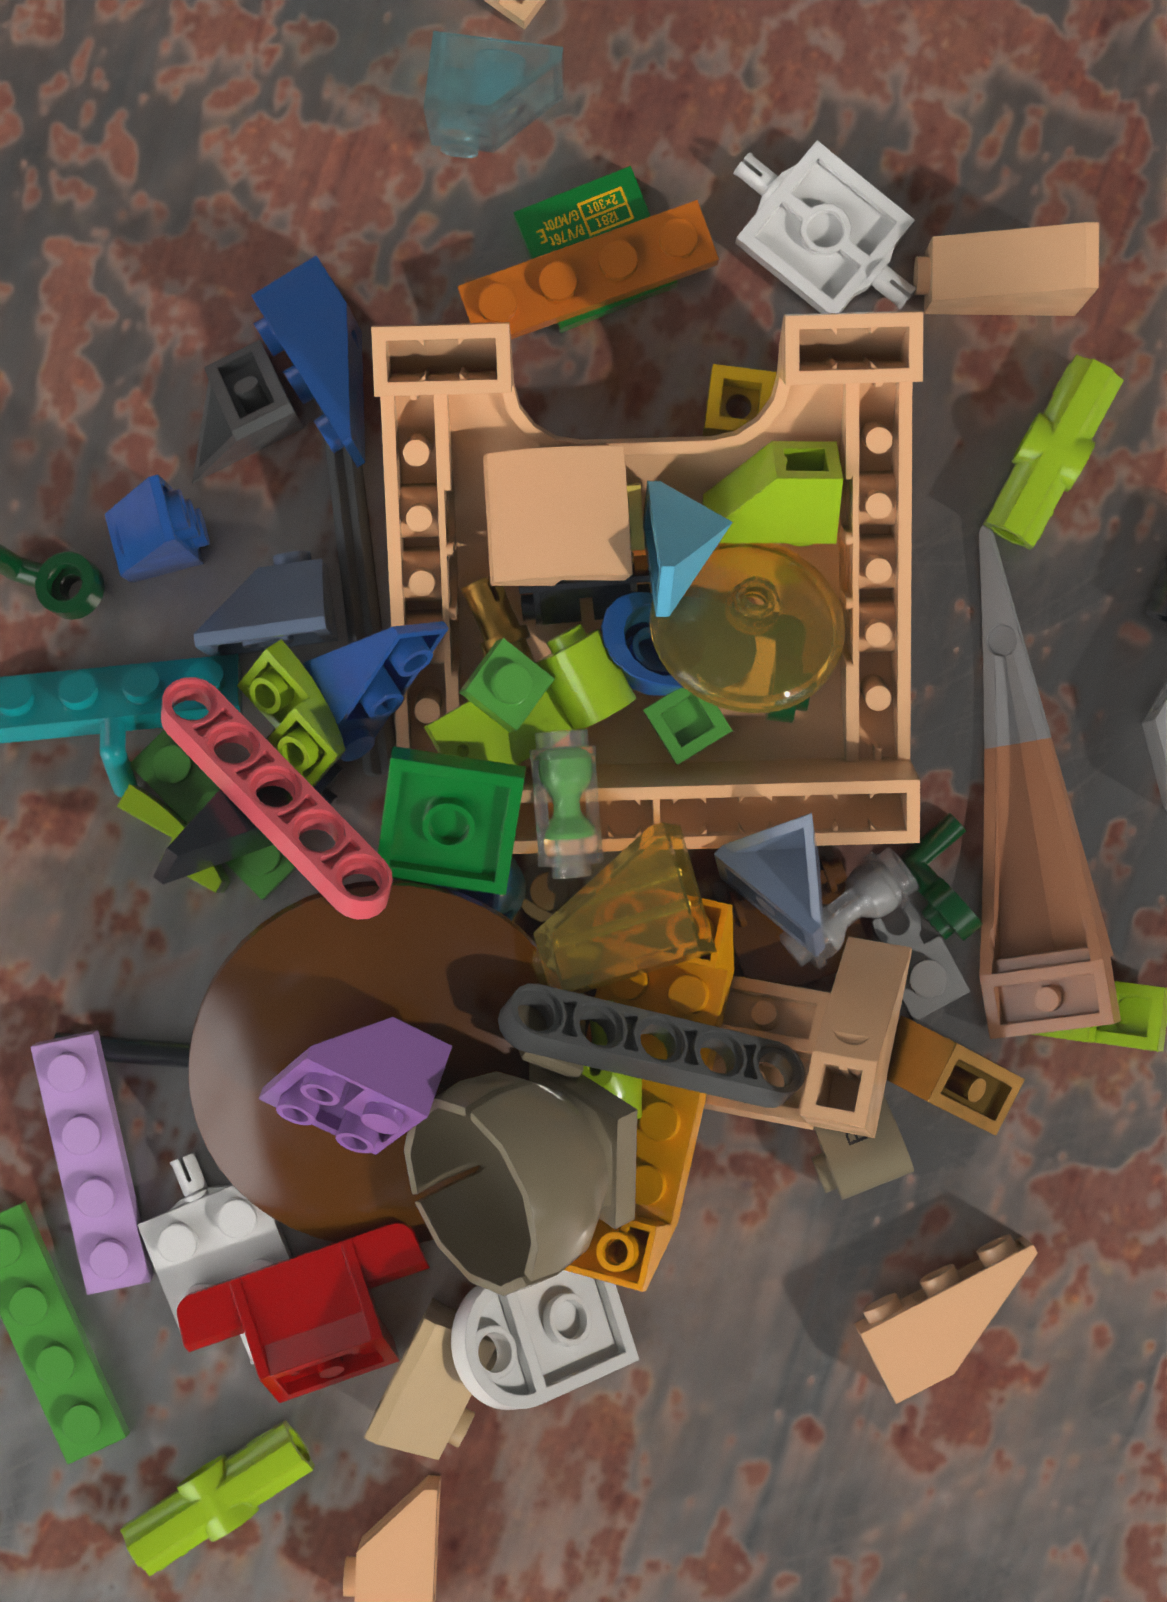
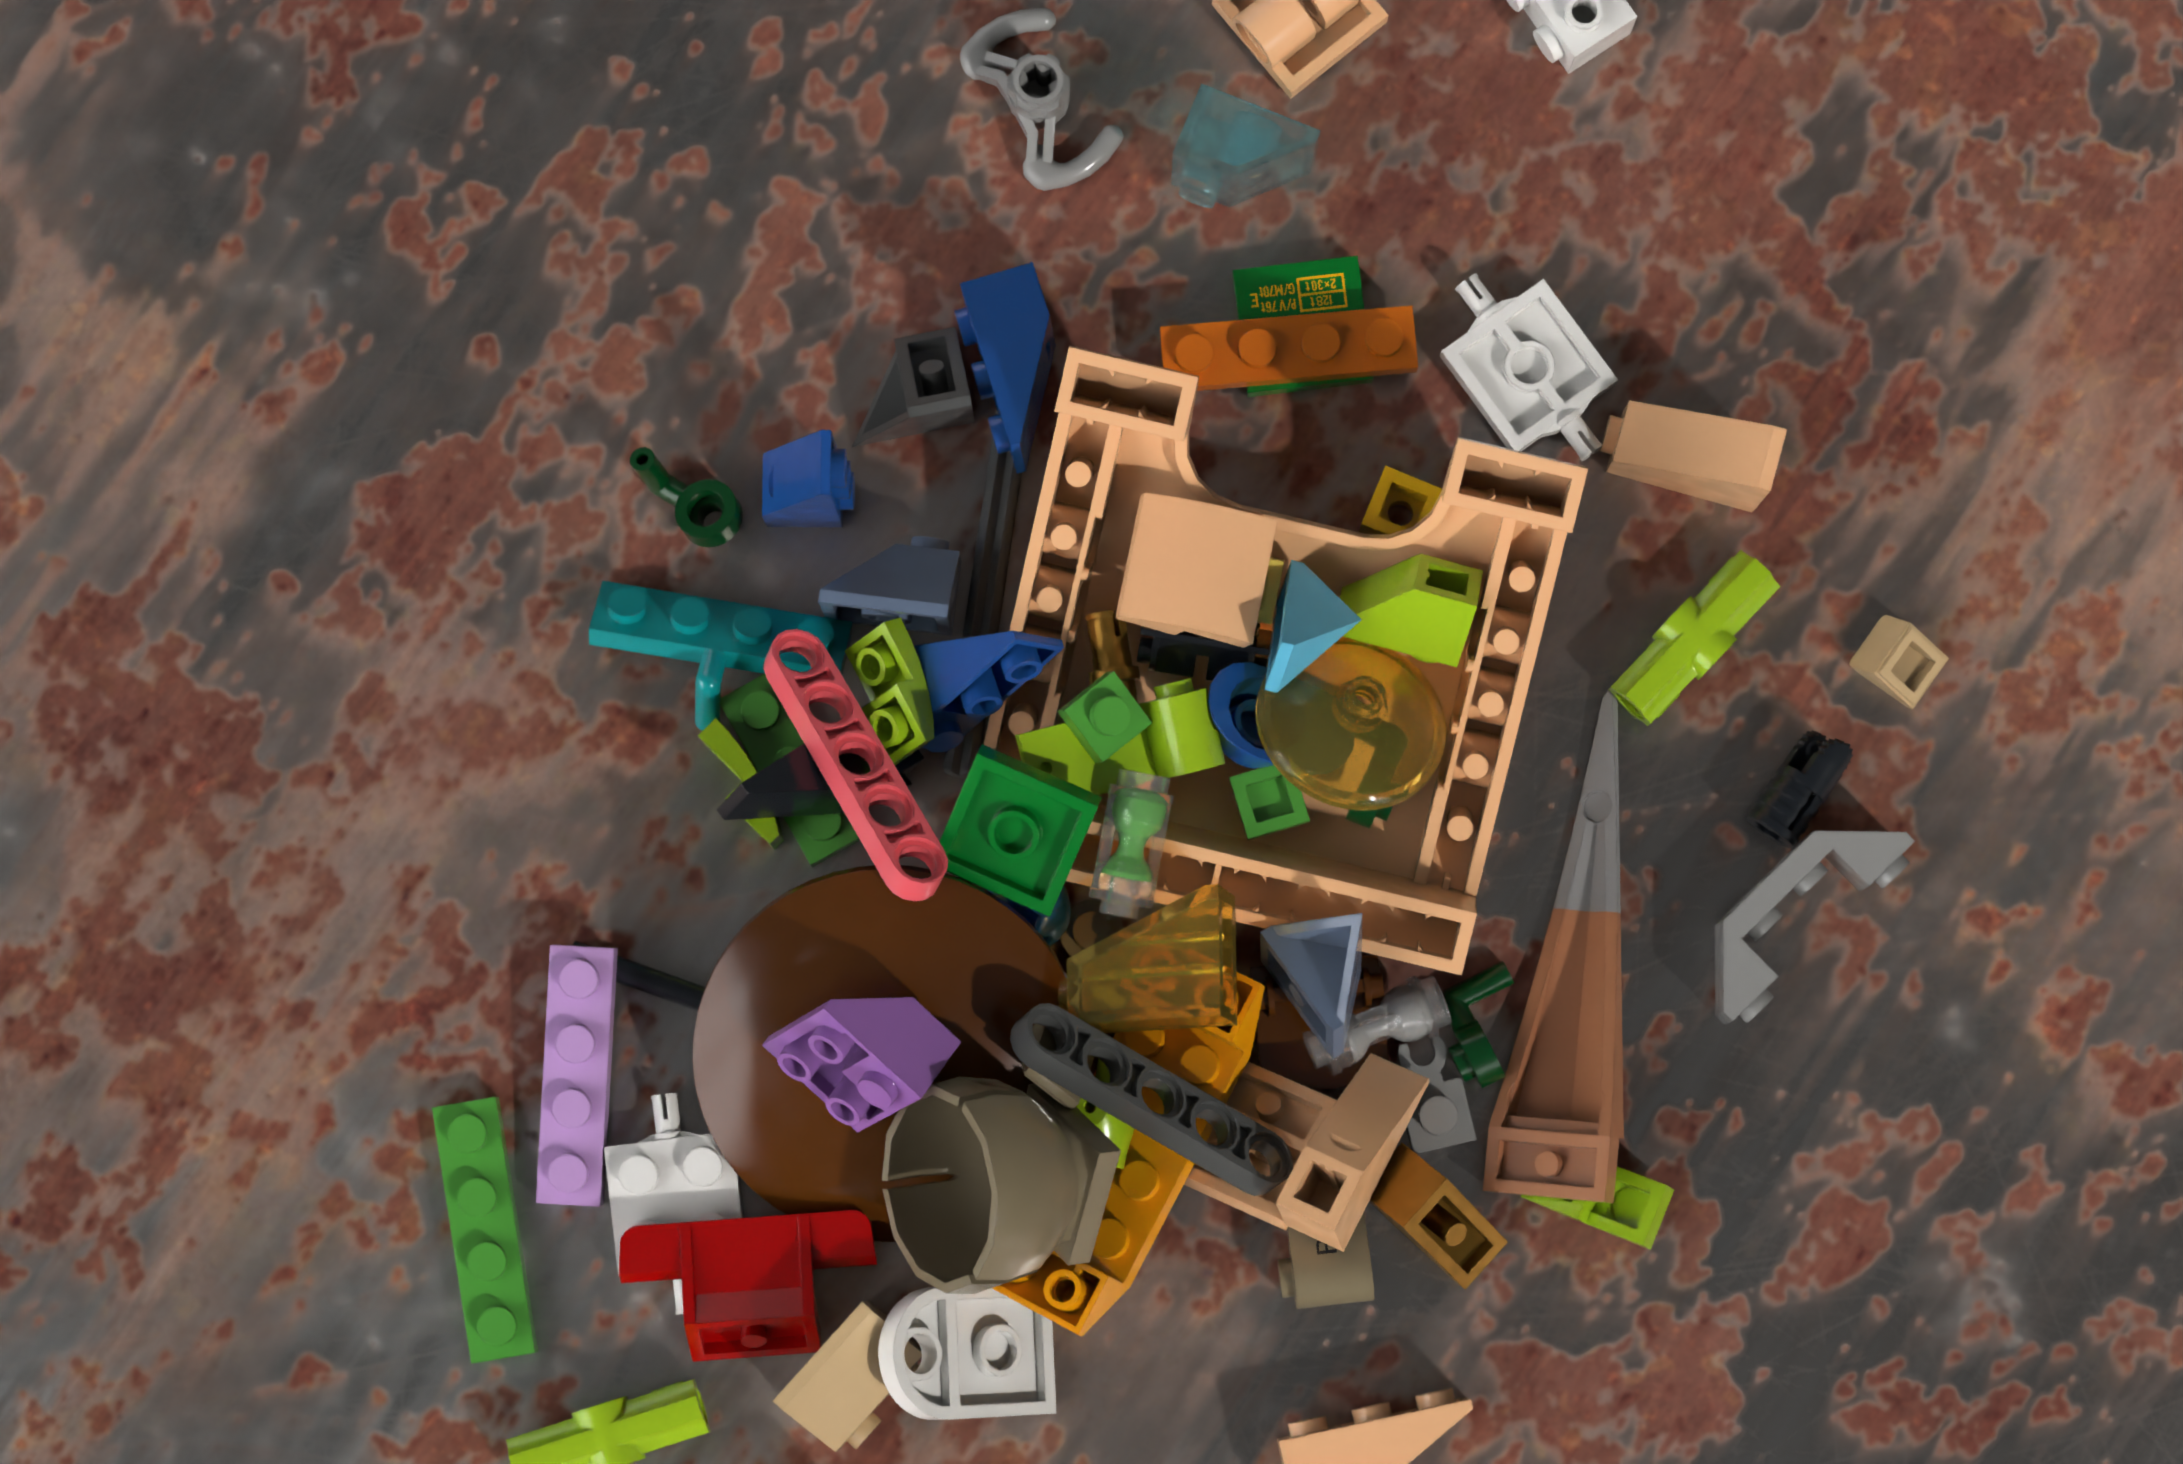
camera: 15 degrees right, 5 degrees down
(277, 91) = (1037, 98): none -> light grey piece

